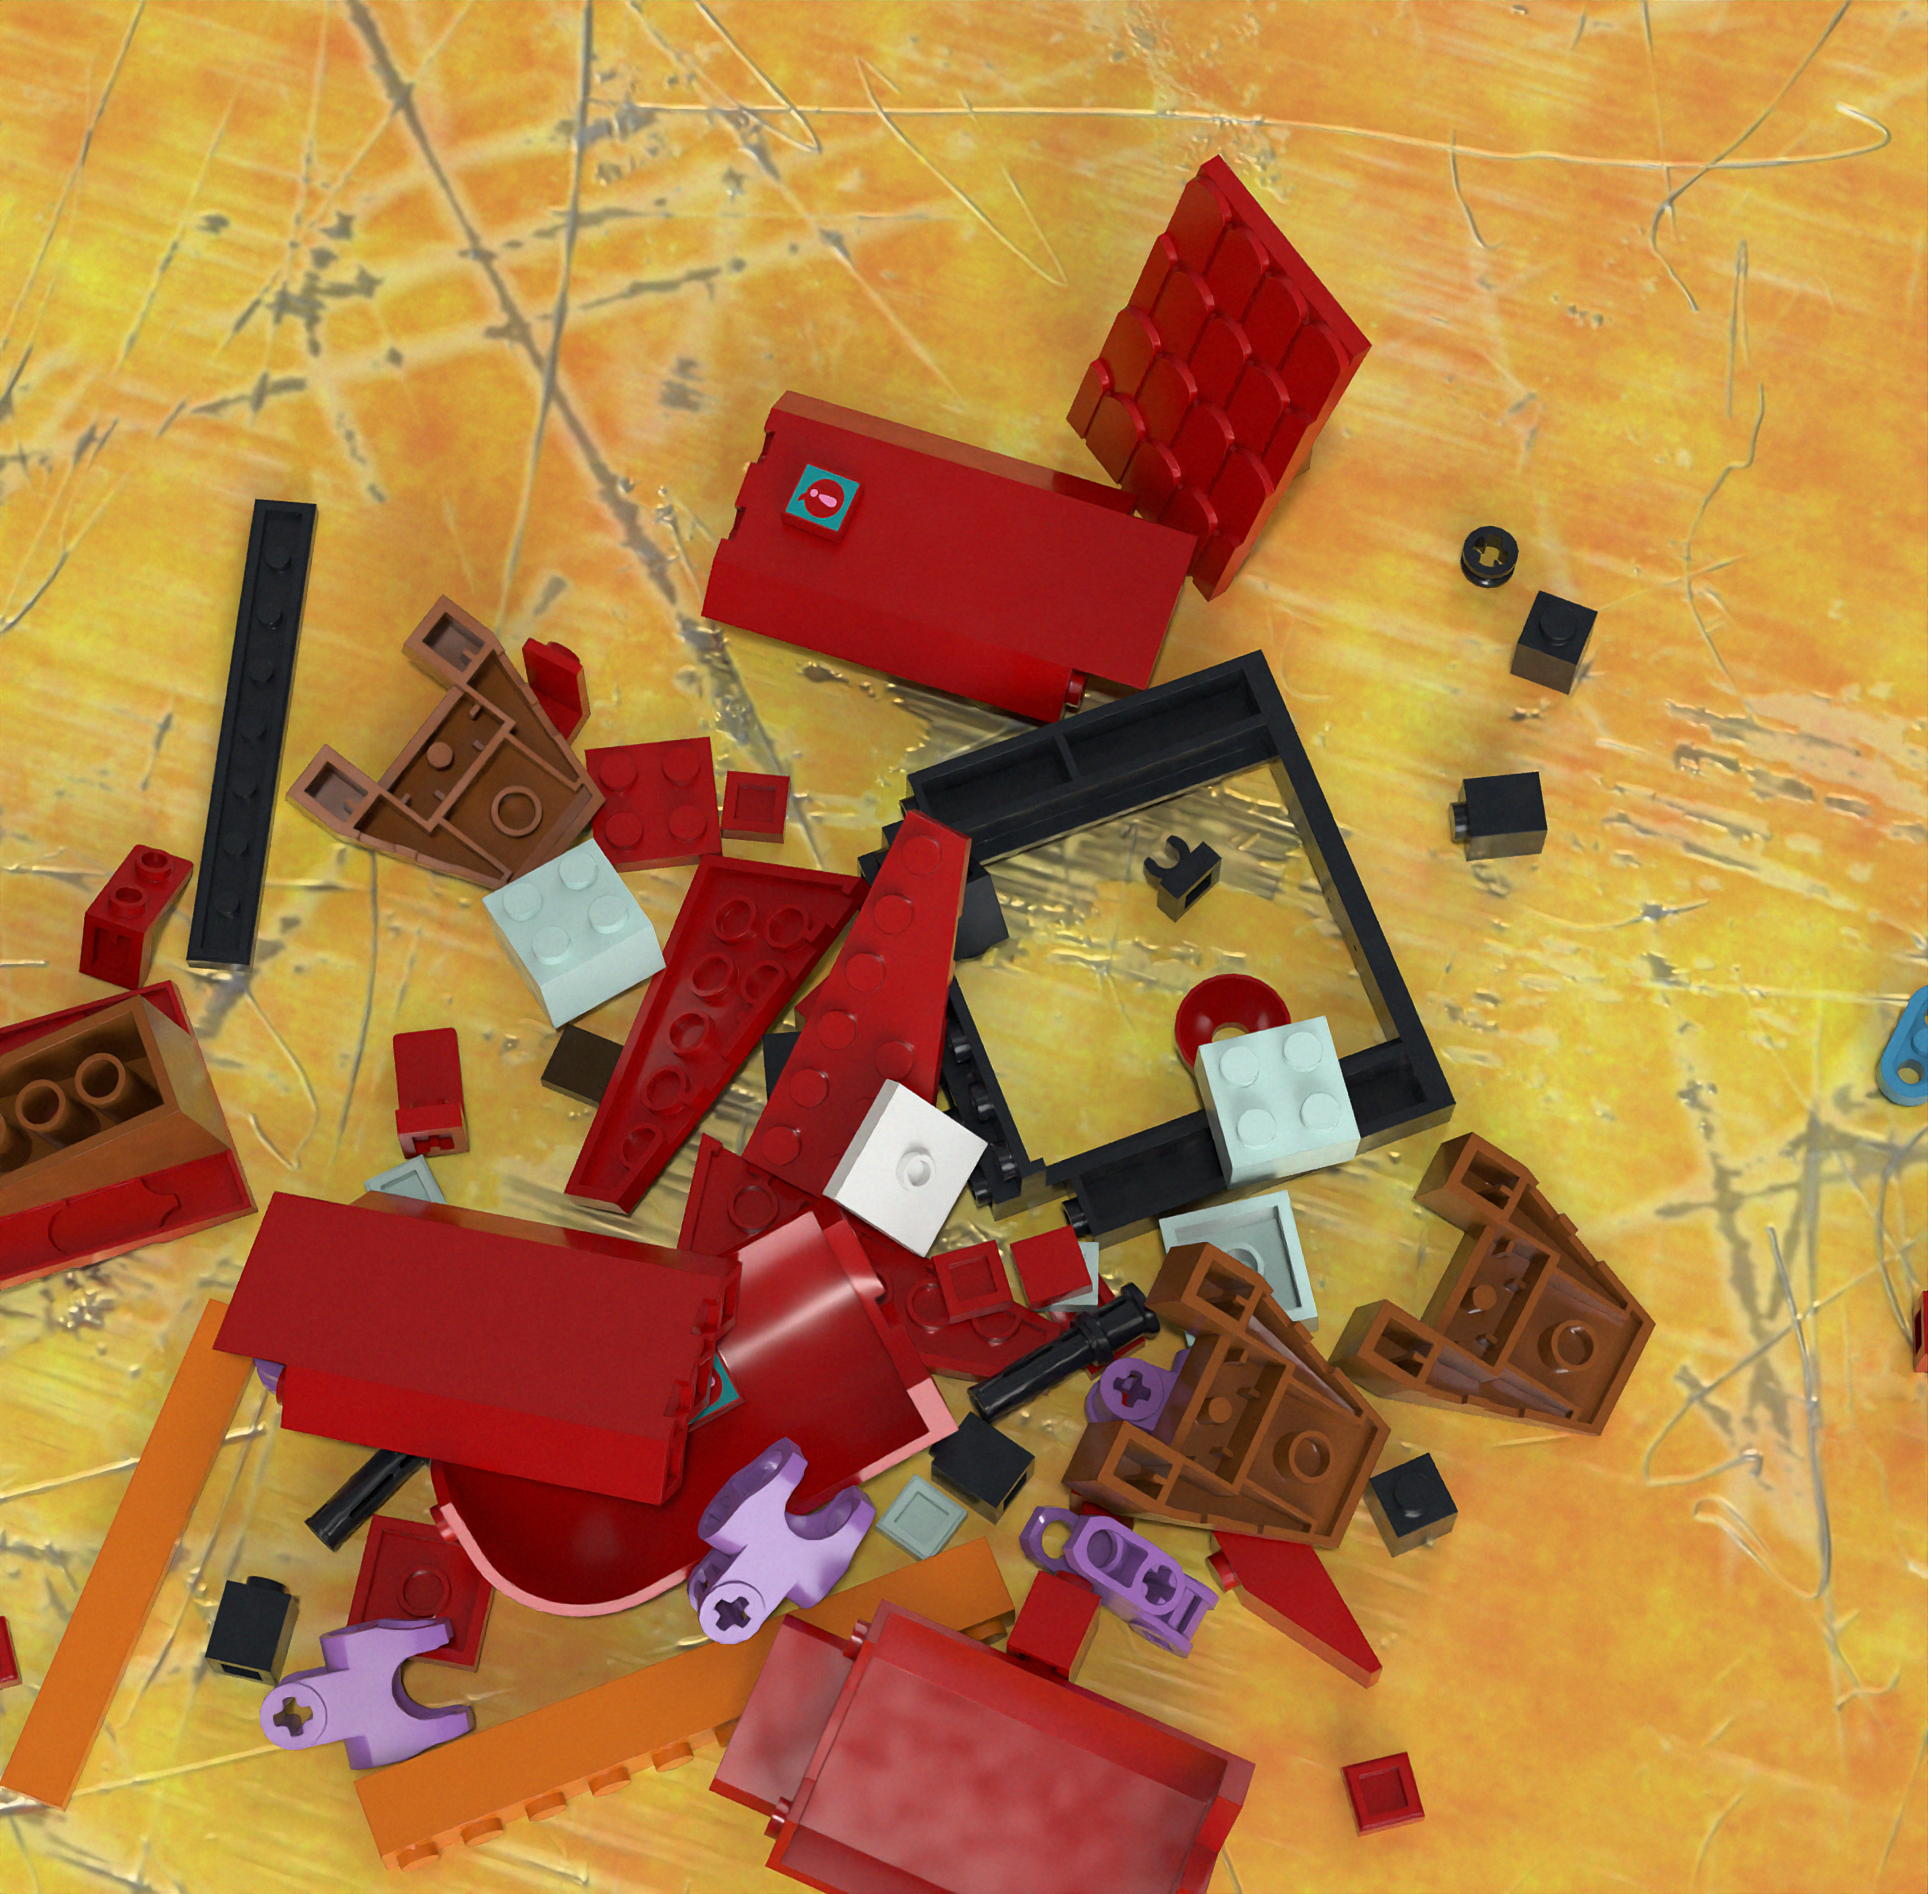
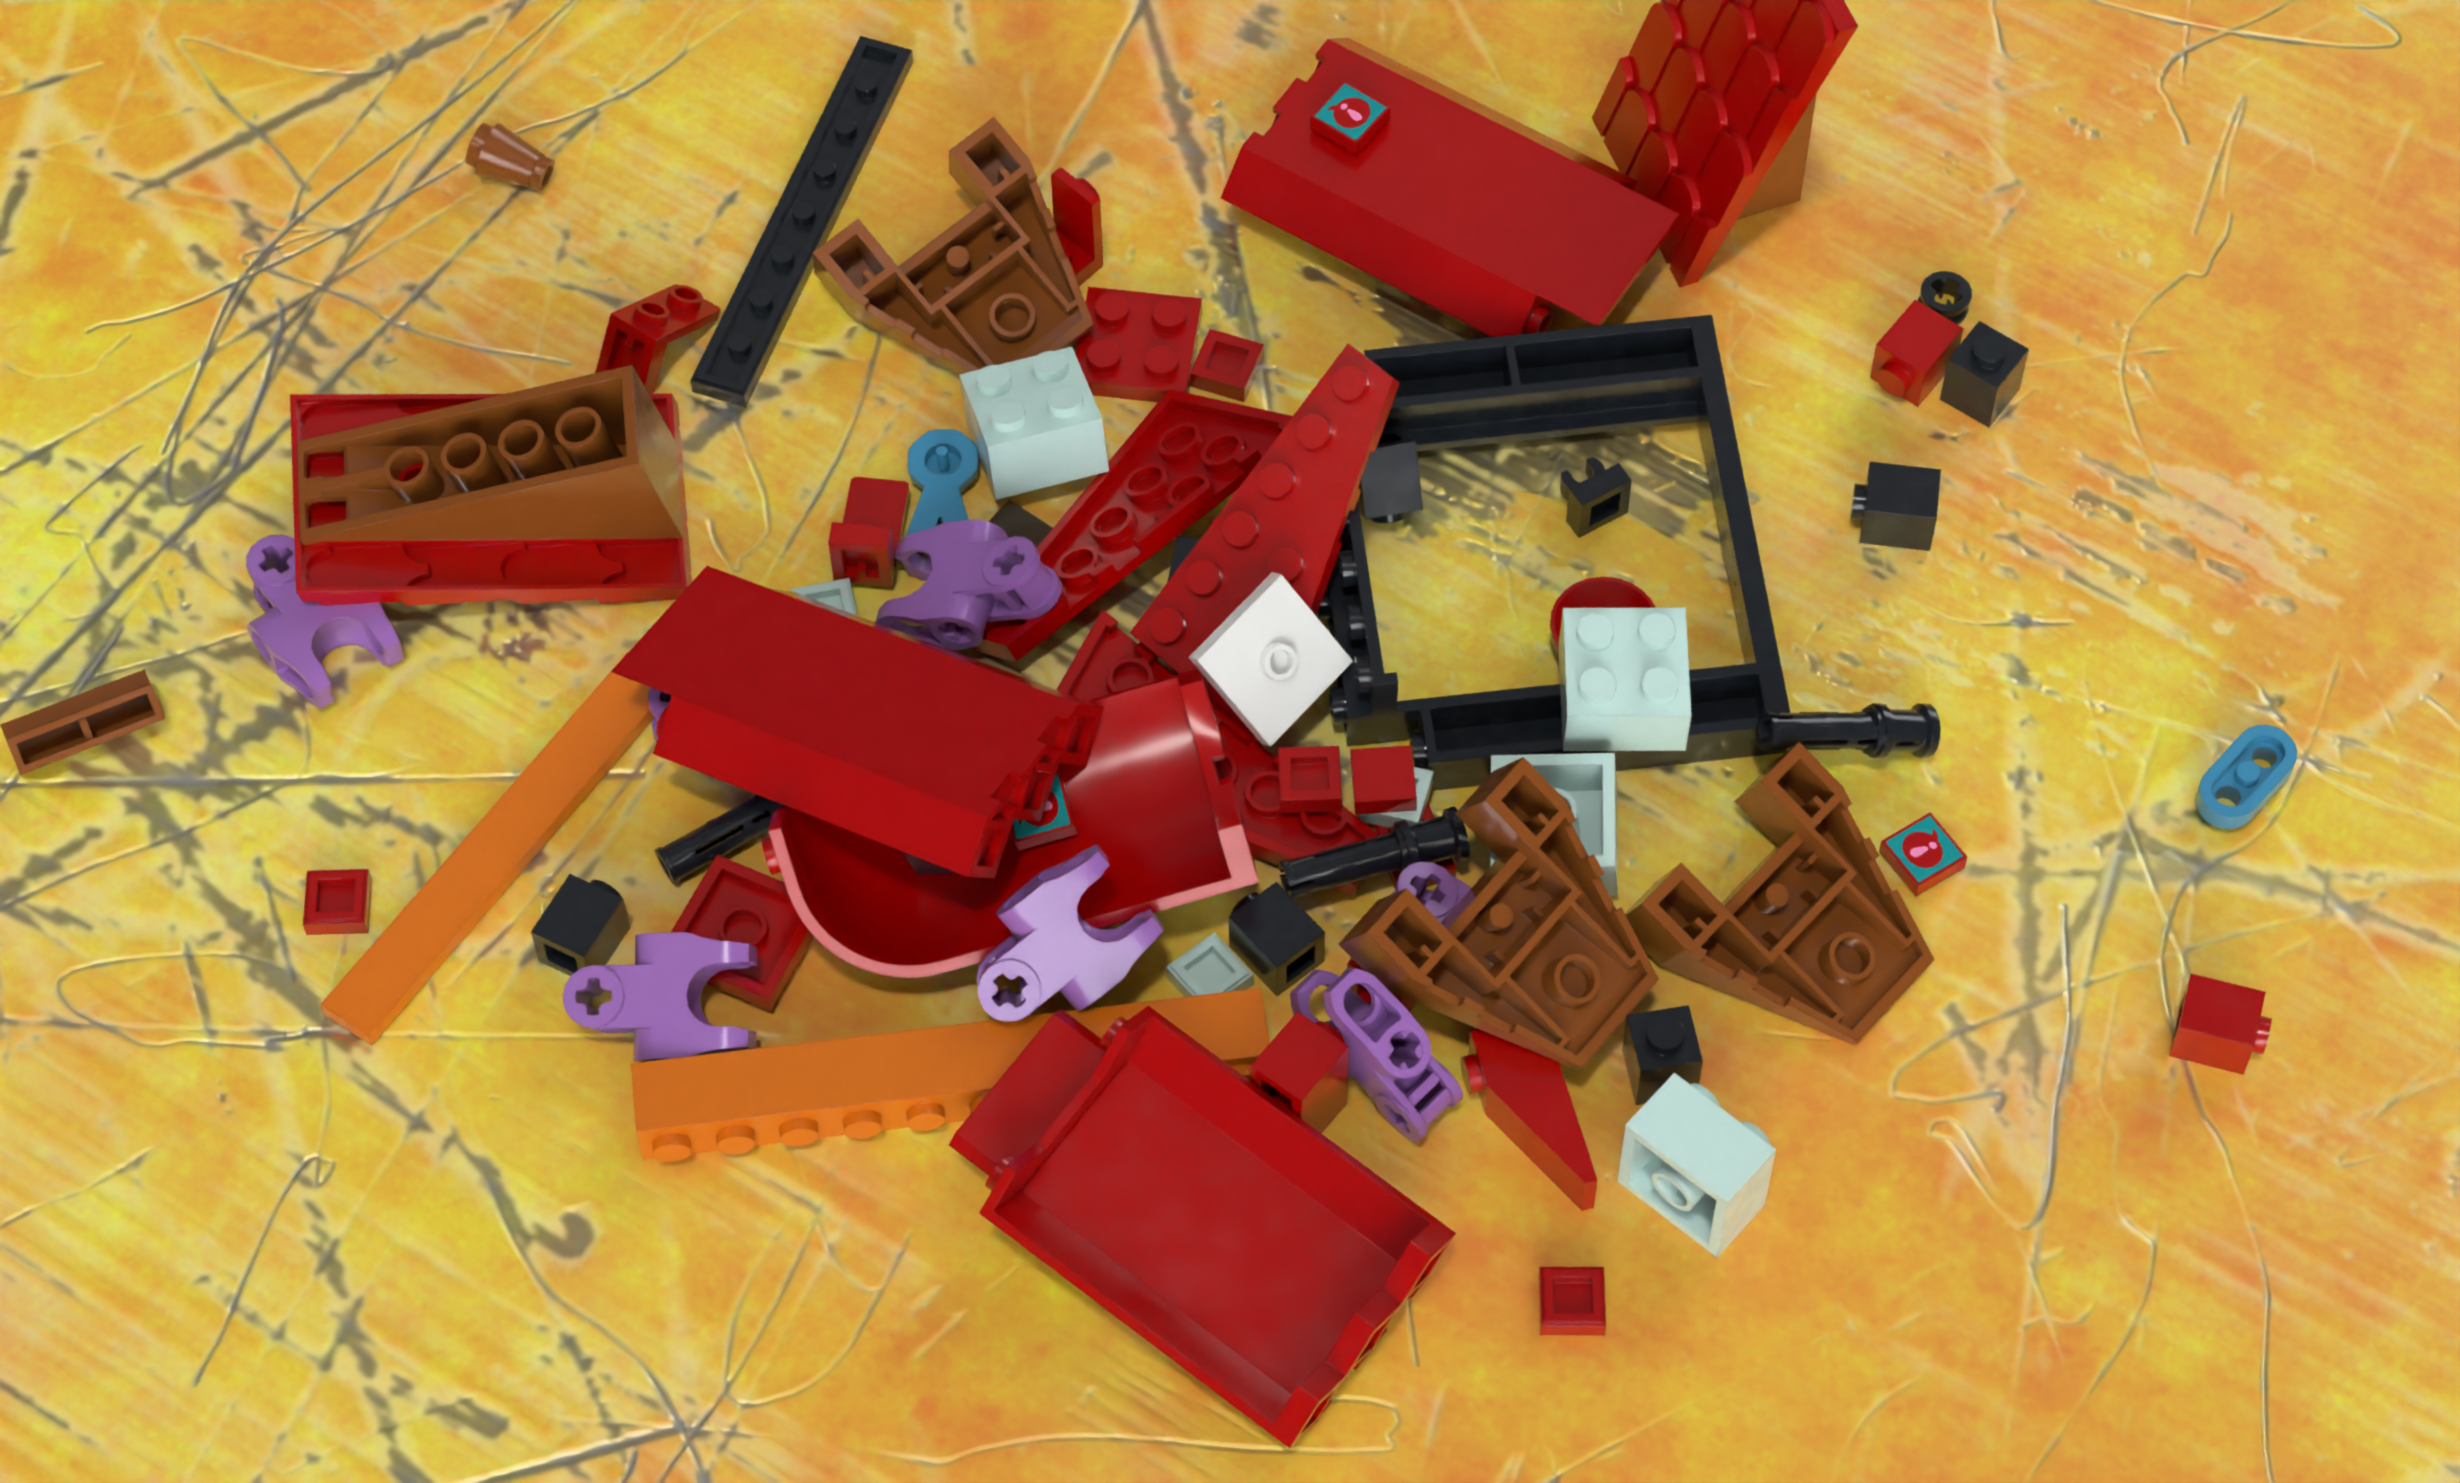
camera: 15 degrees right, 10 degrees down
(486, 997) = (943, 467): none -> dark azure piece
(557, 1141) = (970, 580): none -> medium lavender piece
(1476, 633) = (1915, 353): none -> red brick
(1478, 1623) = (1696, 1163): none -> light aqua brick
(1537, 1087) = (1872, 730): none -> black pin
(1617, 1208) = (1923, 854): none -> red tile

